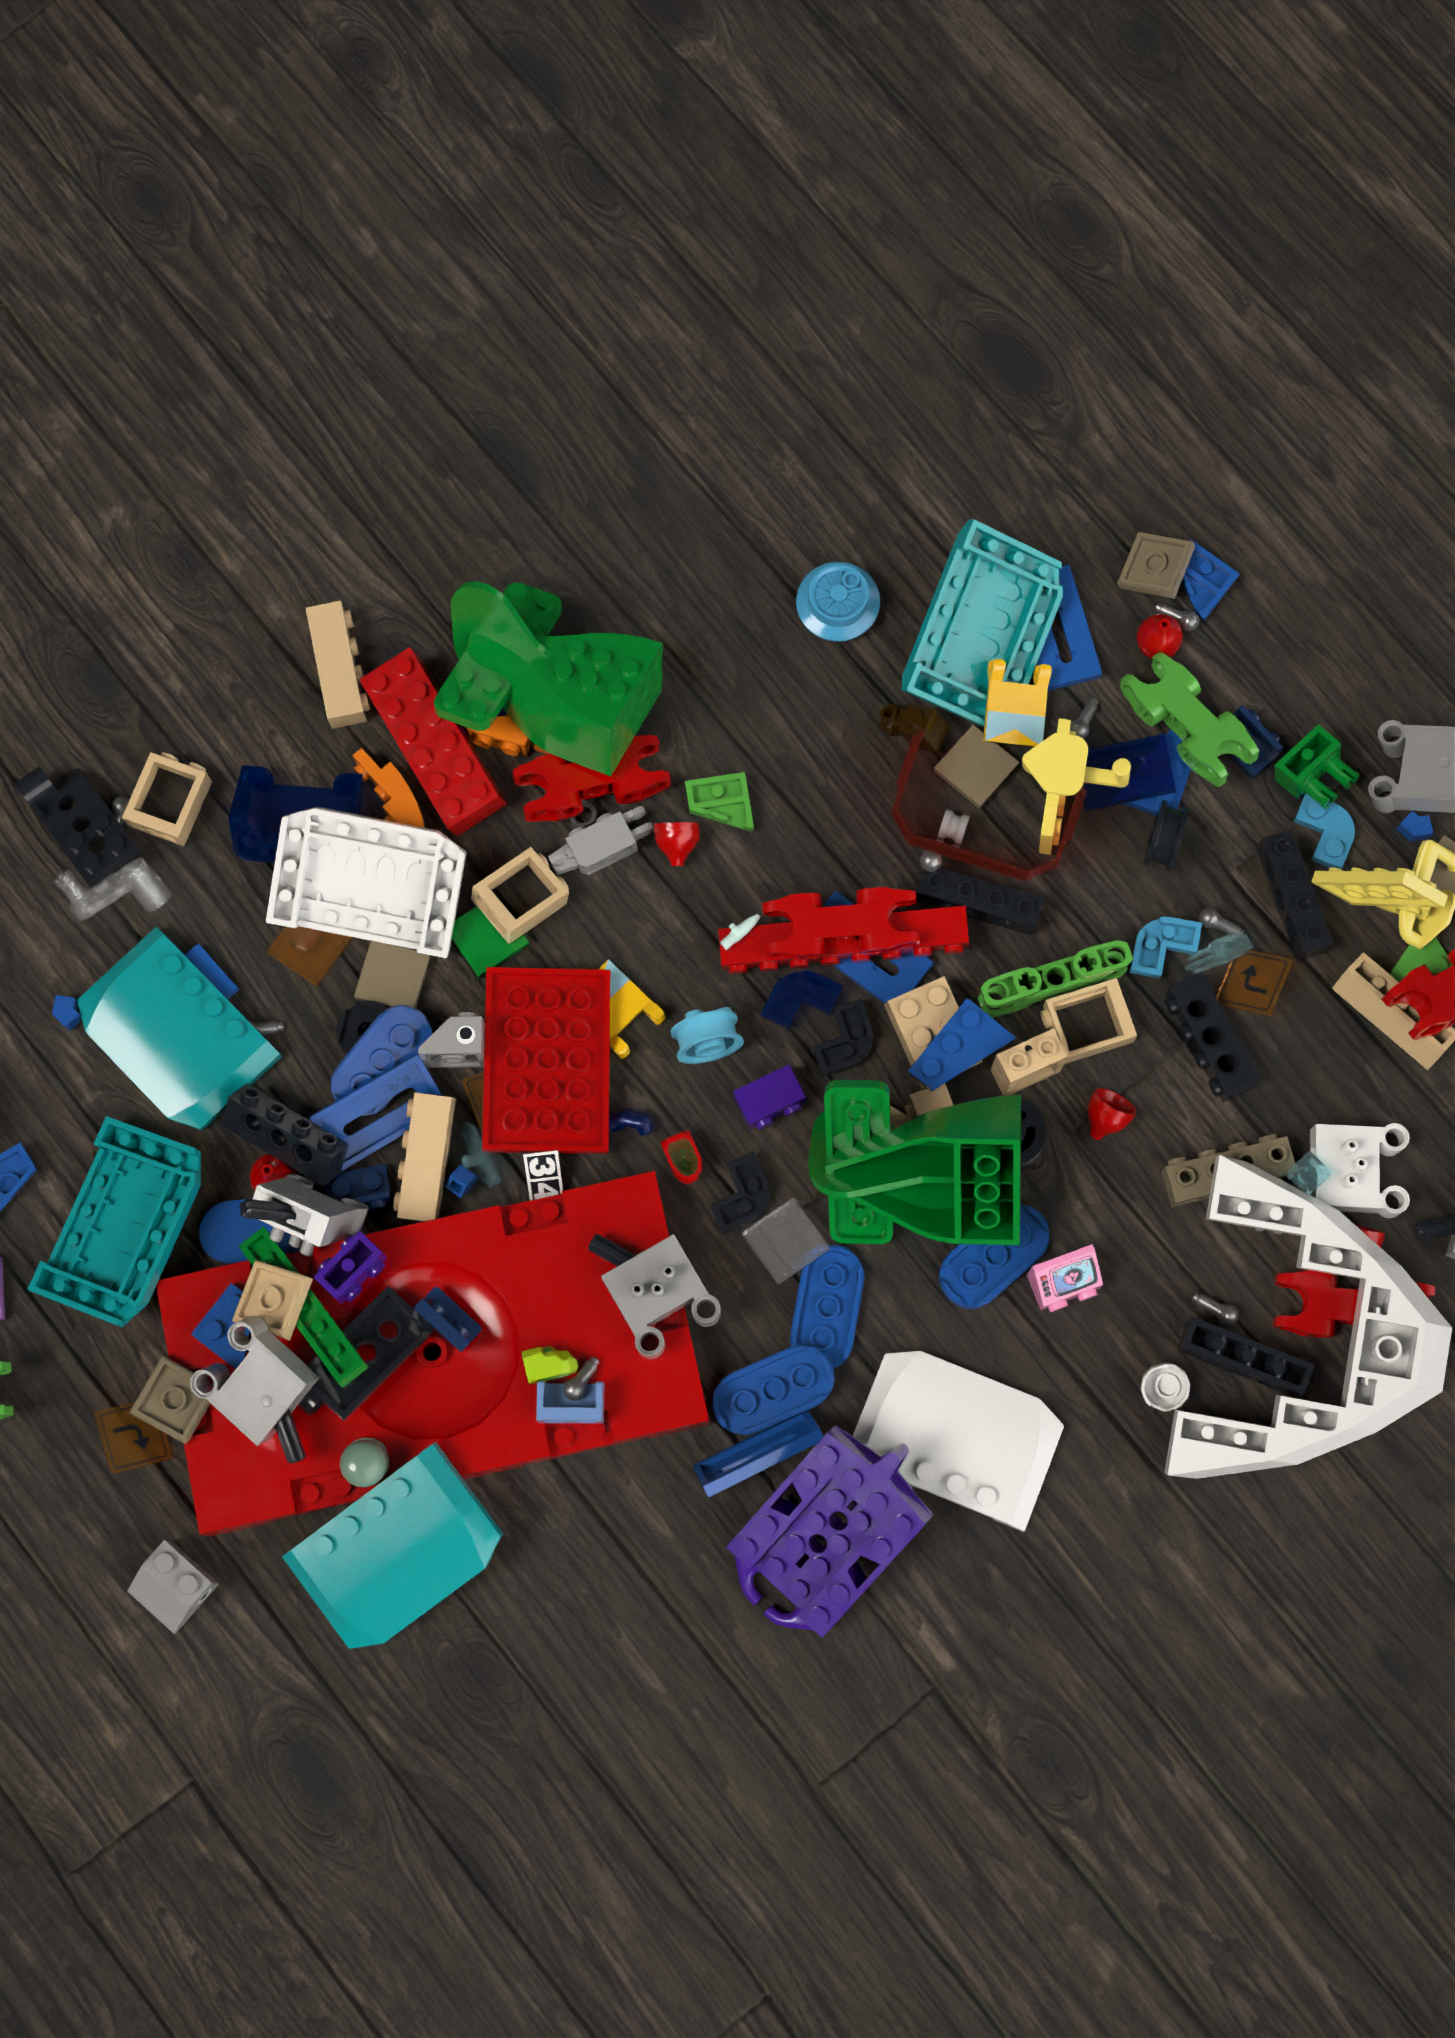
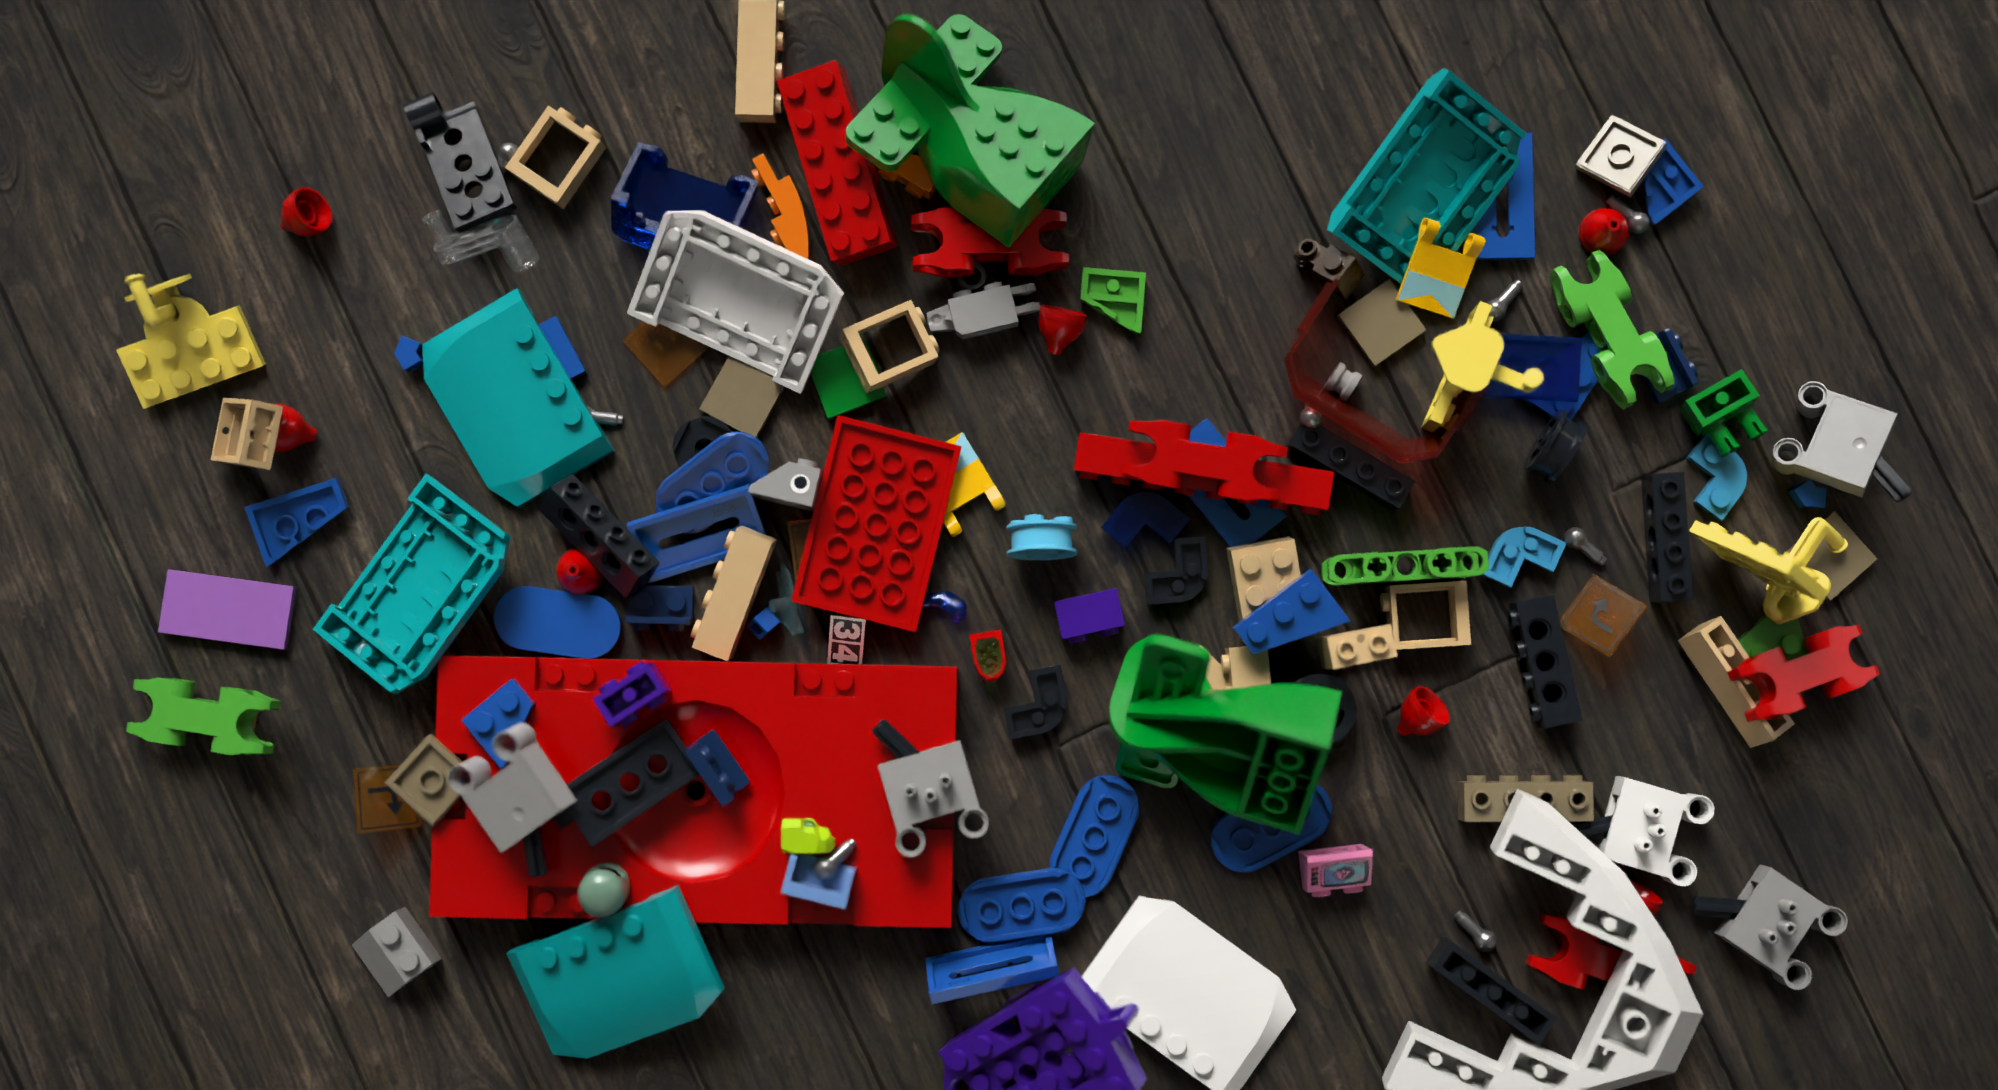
camera: 10 degrees right, 10 degrees up
(273, 1296) = (549, 708): tan tile -> none
(304, 1213) = (598, 627): light grey piece -> none
(314, 1319) = (577, 723): green plate -> none
(739, 931) = (1100, 441): light aqua helmet -> none
(785, 1241) = (1069, 761): clear tile -> none
(838, 601) = (1285, 114): dark azure wheel -> none
(1165, 1386) = (1405, 997): white hair -> none
(1221, 951) = (1578, 576): clear light blue piece -> none
(1309, 1173) = (1605, 827): clear light blue plate -> none

